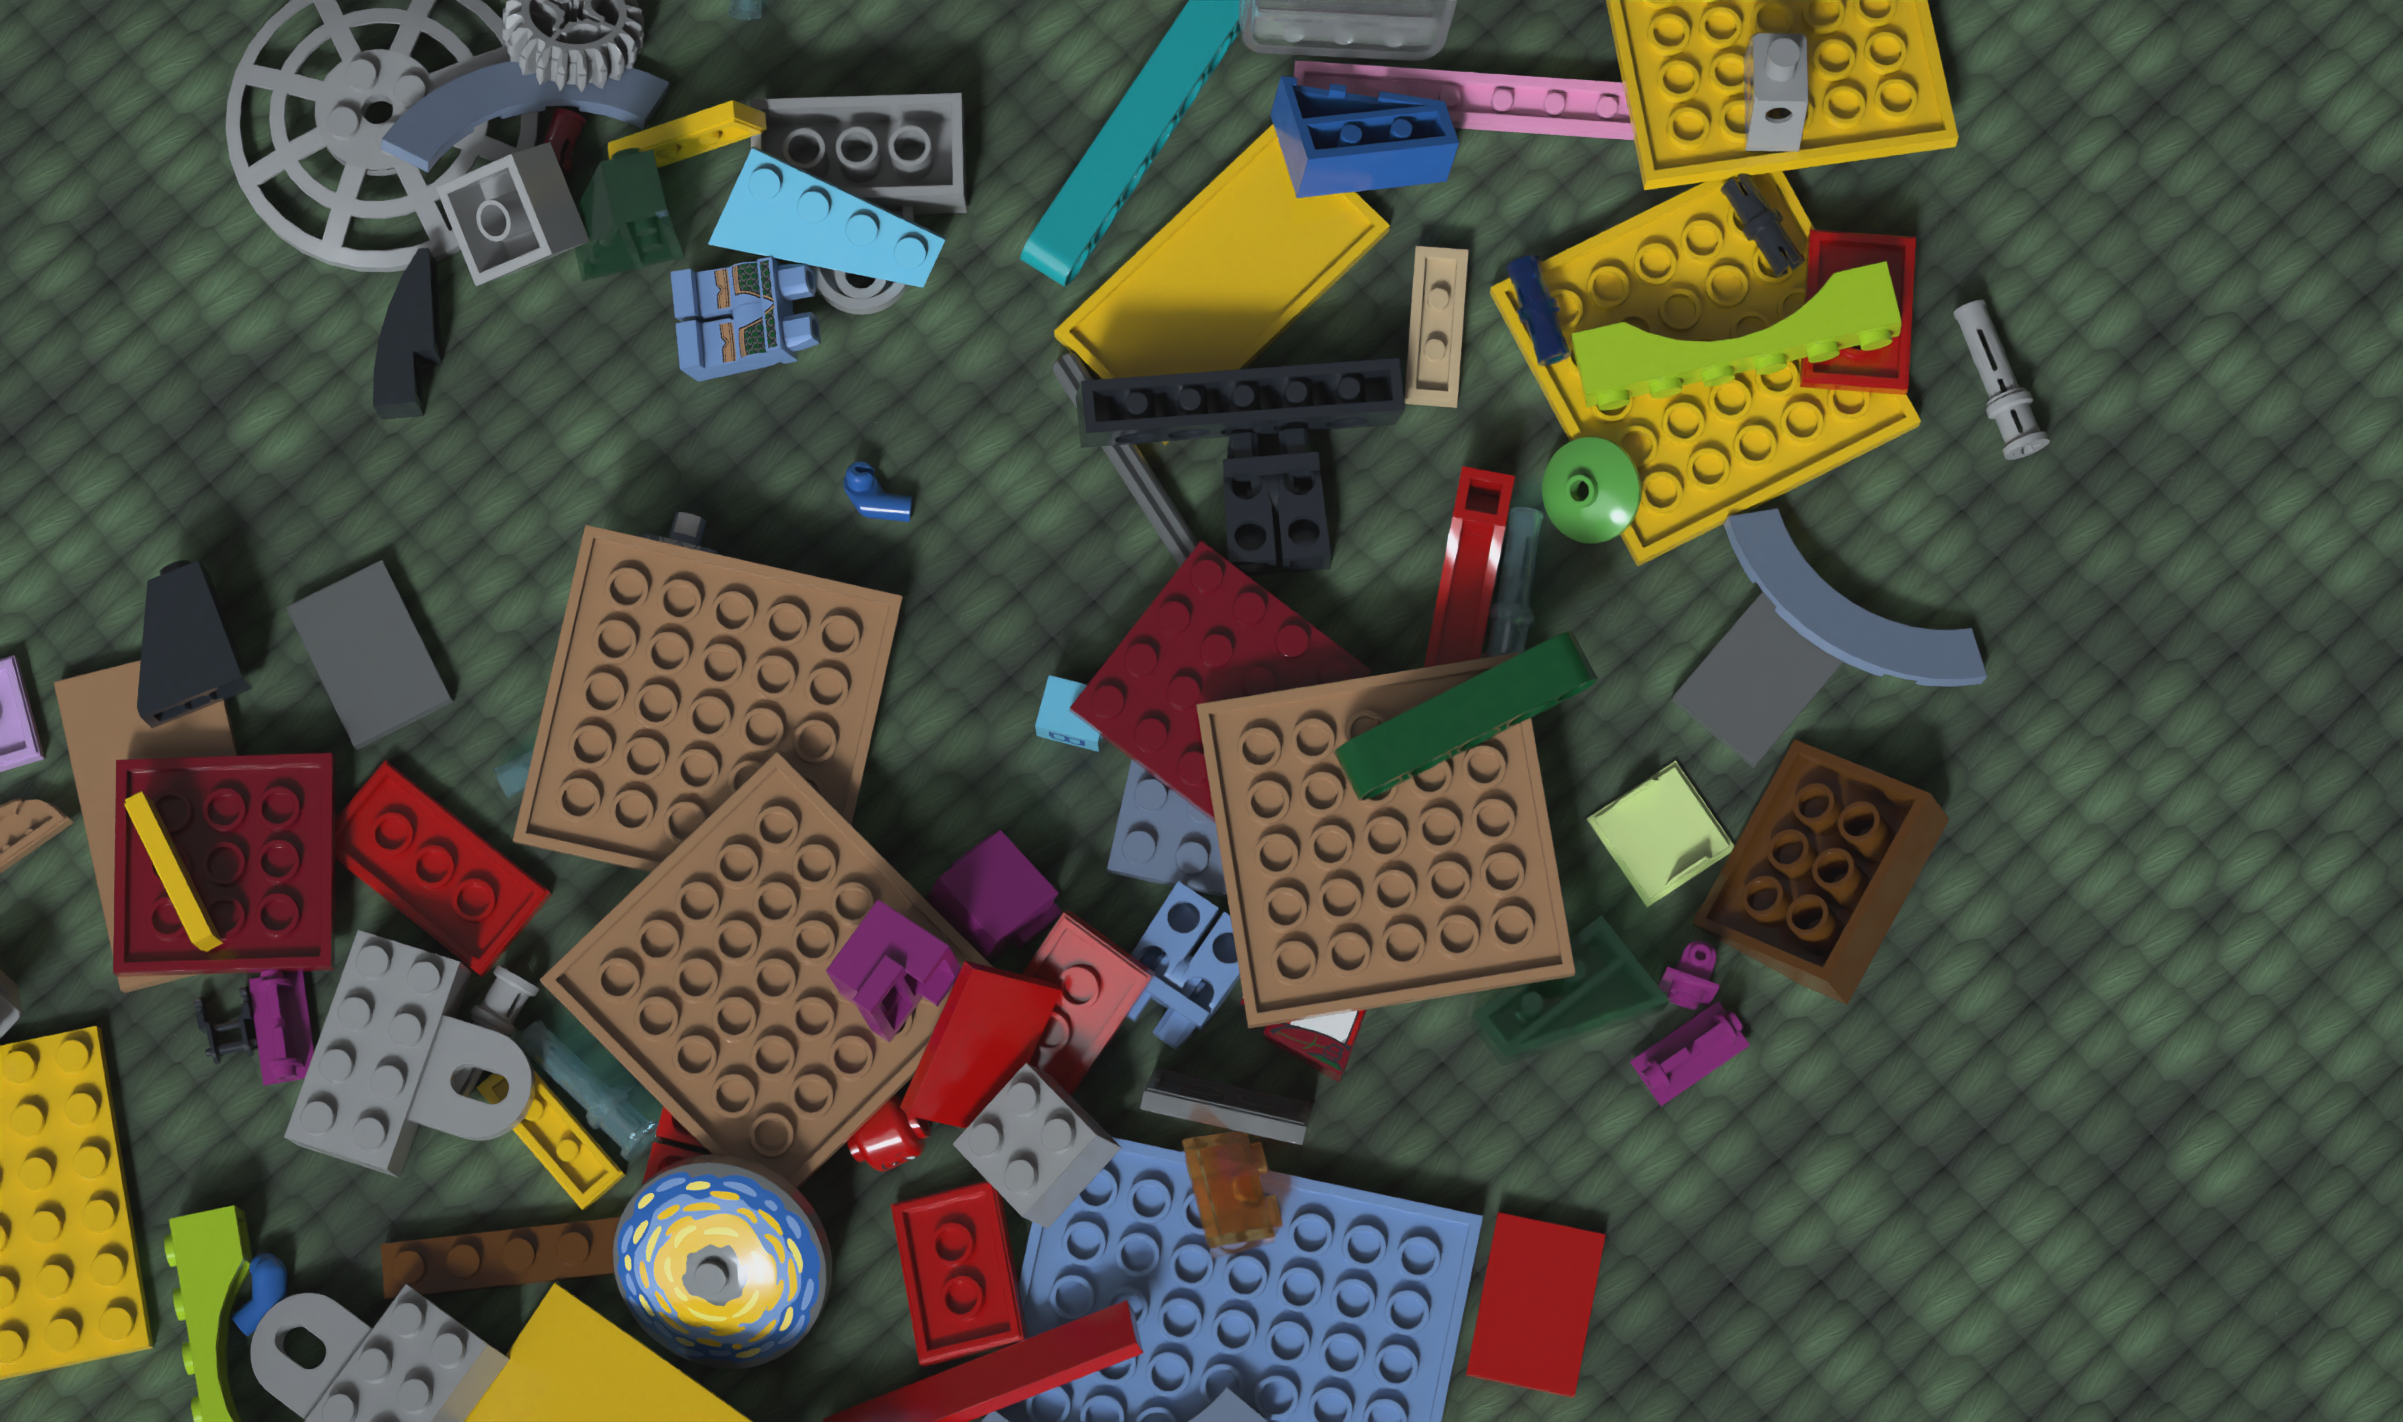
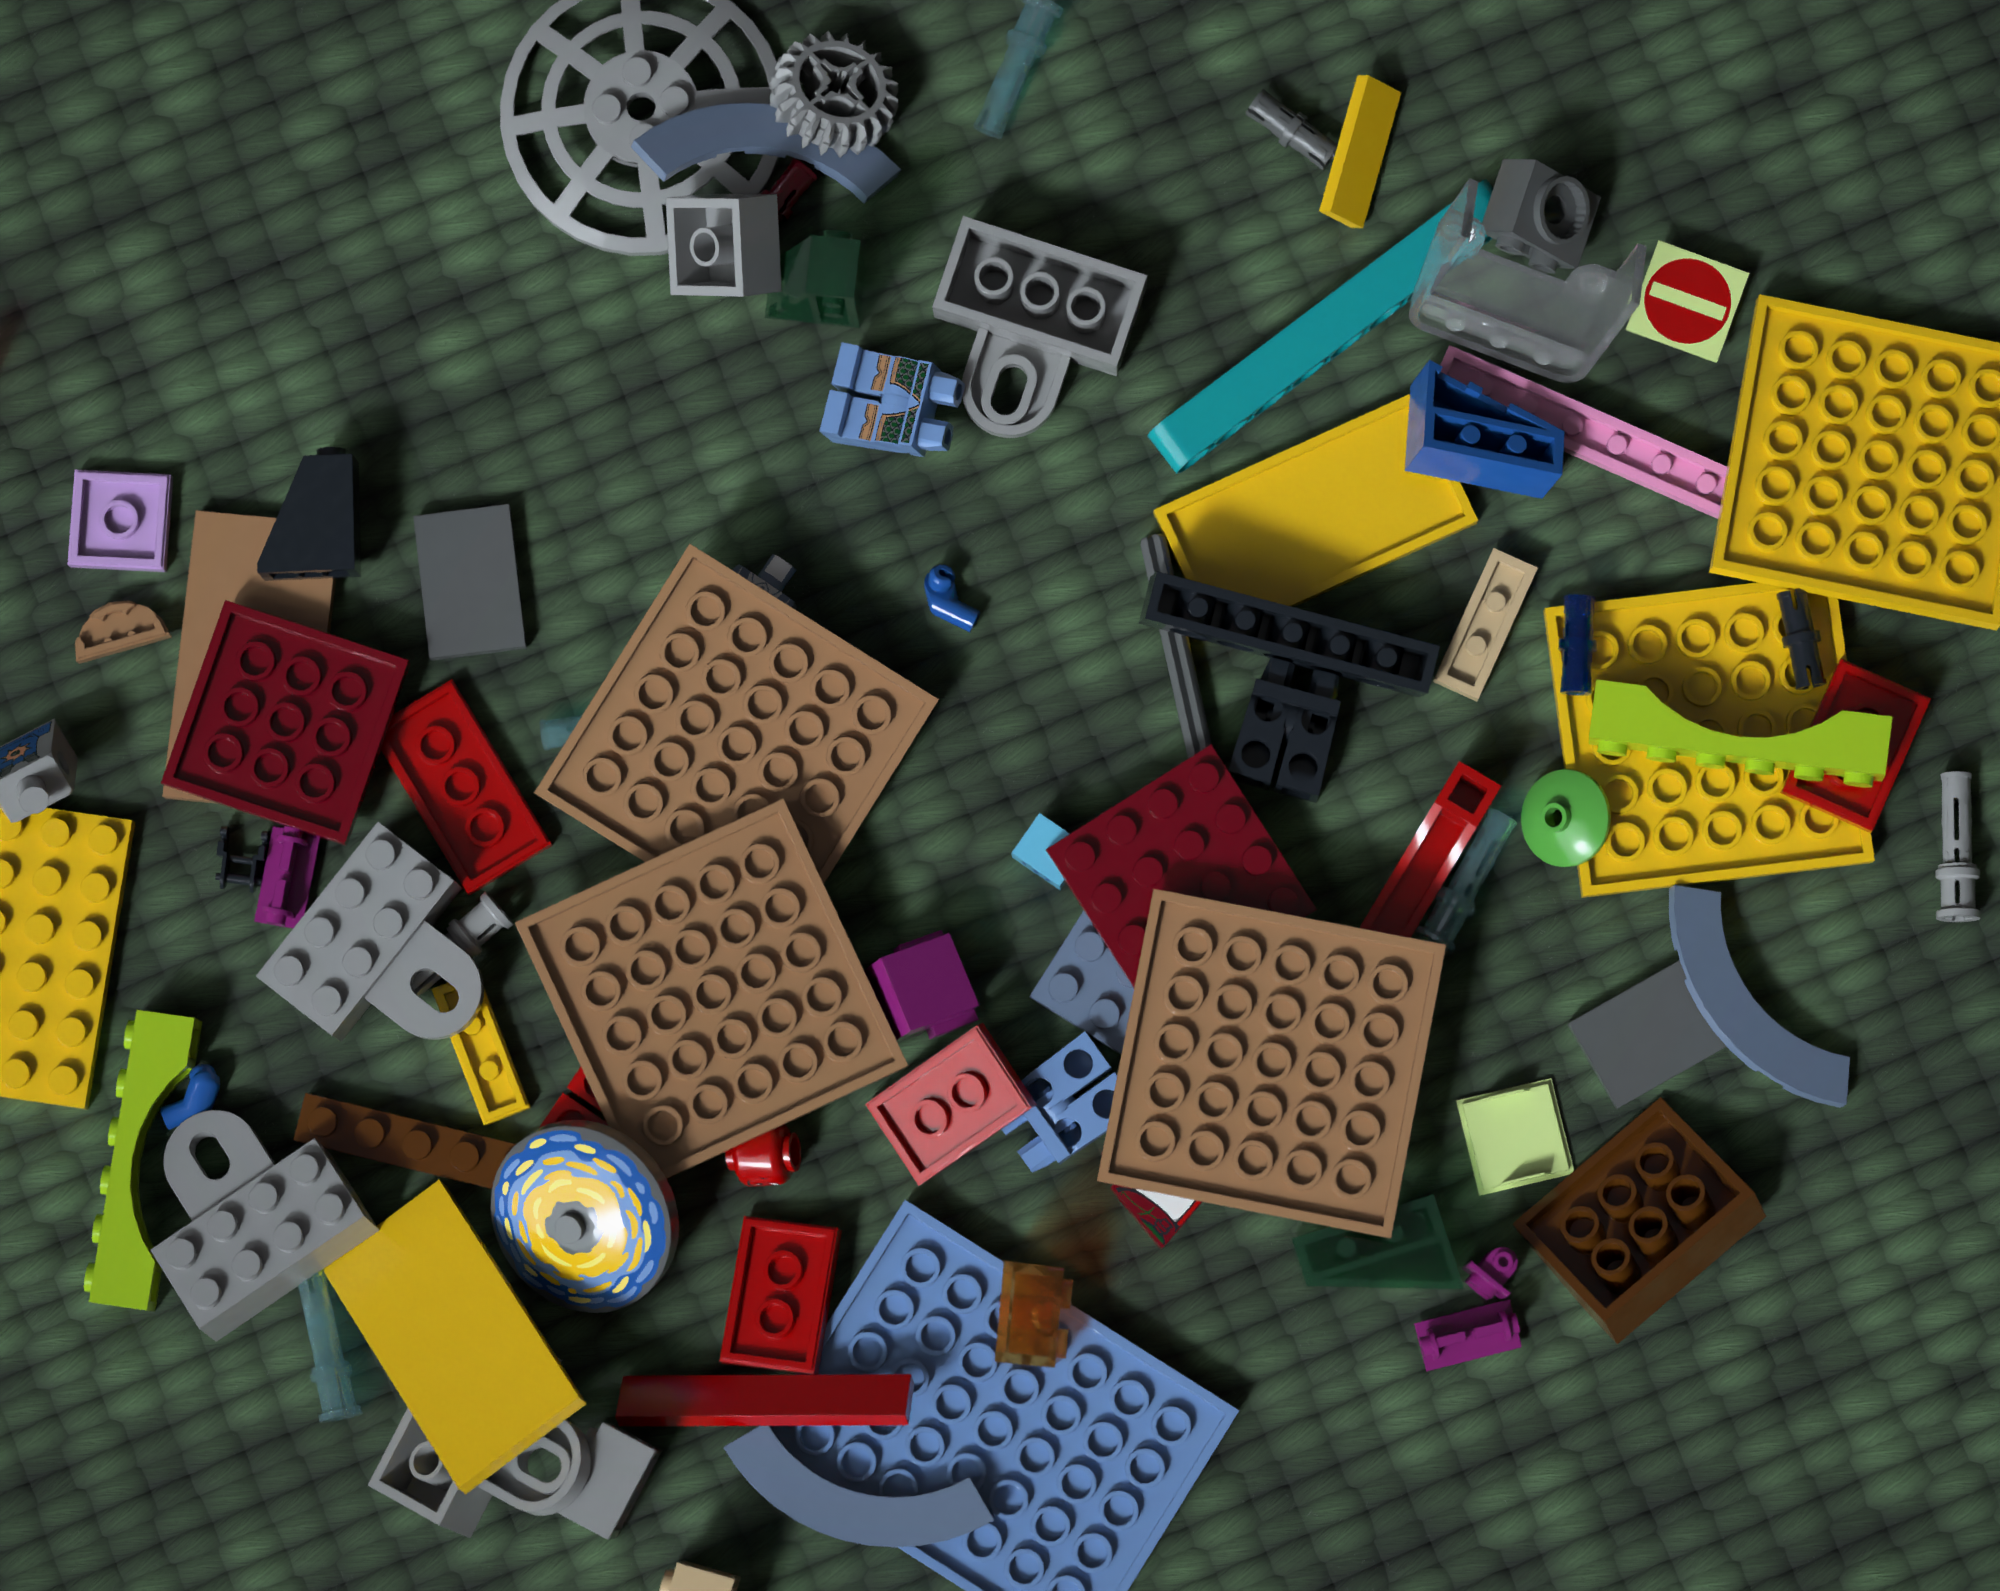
camera: 25 degrees right, 5 degrees up
(172, 872) = (239, 716): yellow tile -> none
(408, 340) = (597, 319): black slope -> none
(605, 1106) = (534, 1045): clear light blue pin -> none
(696, 133) = (899, 228): yellow tile -> none
(810, 221) = (979, 344): medium azure wing -> none
(890, 968) = (811, 1023): magenta plate -> none
(978, 1043) = (865, 1114): red tile -> none
(1036, 1146) = (883, 1214): light grey brick -> none
(1227, 1106) = (1056, 1239): dark grey tile -> none
(1465, 715) = (1378, 984): dark green beam -> none
(1535, 1305) = (1256, 1500): red tile -> none
(1775, 79) = (1853, 525): light grey torso -> none

